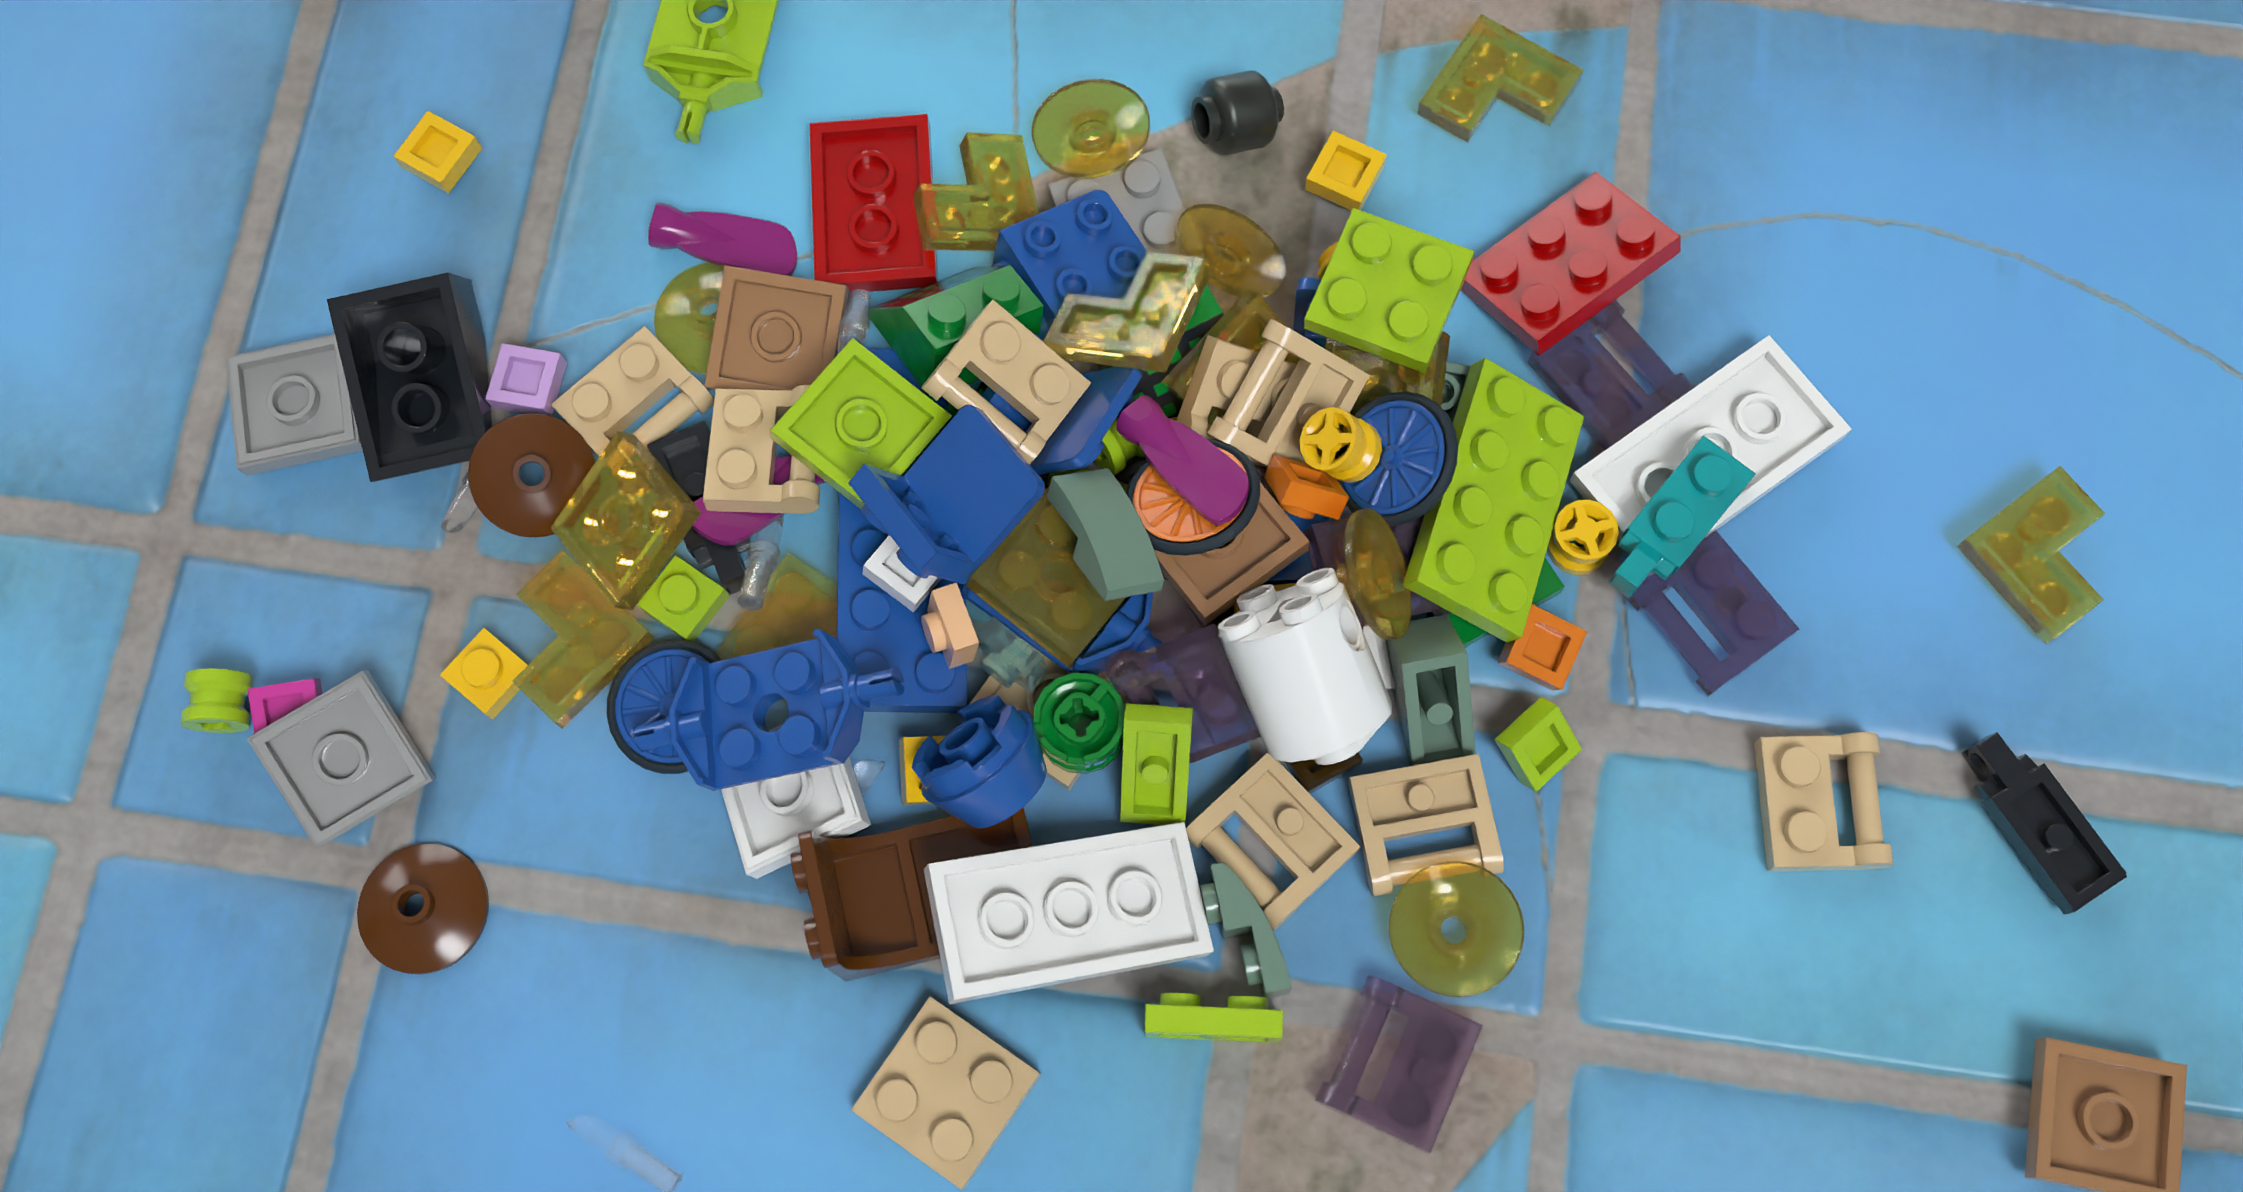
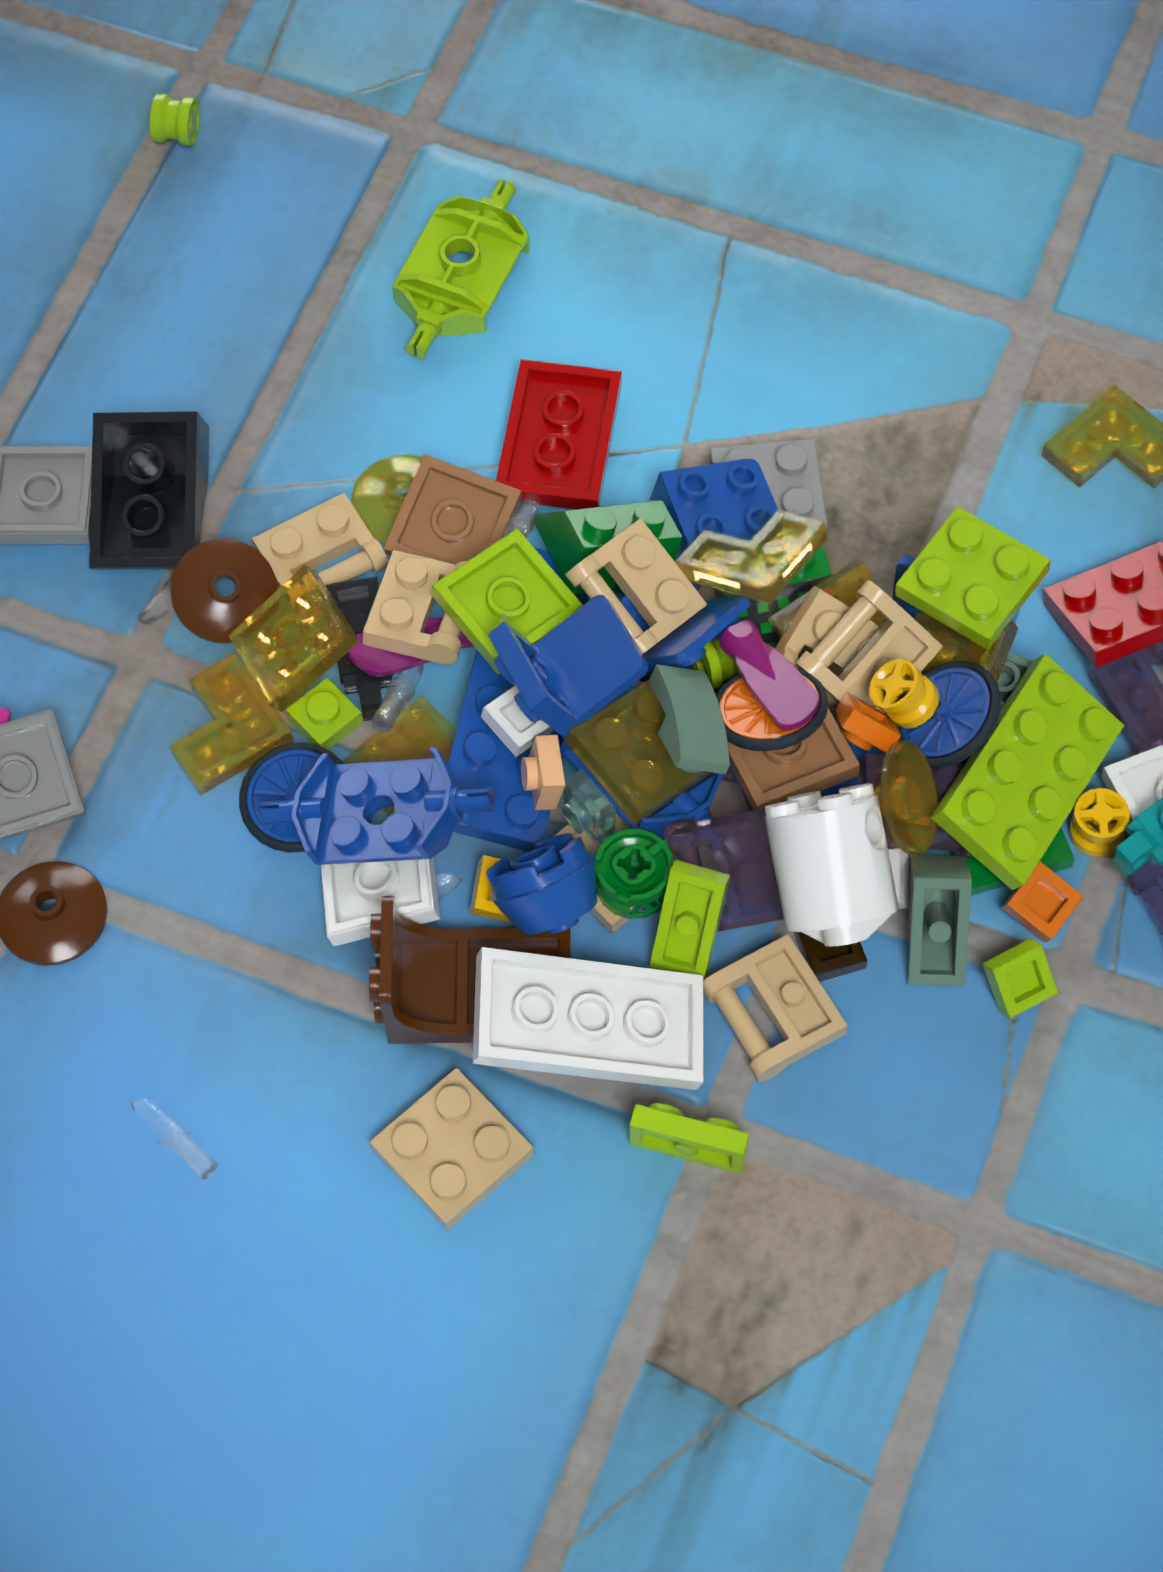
camera: 10 degrees right, 10 degrees down
(438, 152) = (205, 321): yellow plate -> none
(485, 673) = (147, 739): yellow plate -> none
(526, 380) = (235, 514): lavender plate -> none
(725, 239) = (425, 435): magenta piece -> none
(995, 196) = (664, 444): clear yellow plate -> none
(1089, 111) = (757, 410): clear yellow dish -> none
(1234, 248) = (854, 530): clear yellow dish -> none
(1237, 112) = (885, 422): pearl dark grey head -> none
(1239, 914) = (735, 1065): sand green slope -> none
(1345, 171) = (967, 486): yellow plate -> none
(1420, 1074) = (853, 1220): clear purple plate -> none
(1423, 802) = (908, 1005): tan plate -> none
(1490, 923) = (920, 1083): clear yellow dish -> none

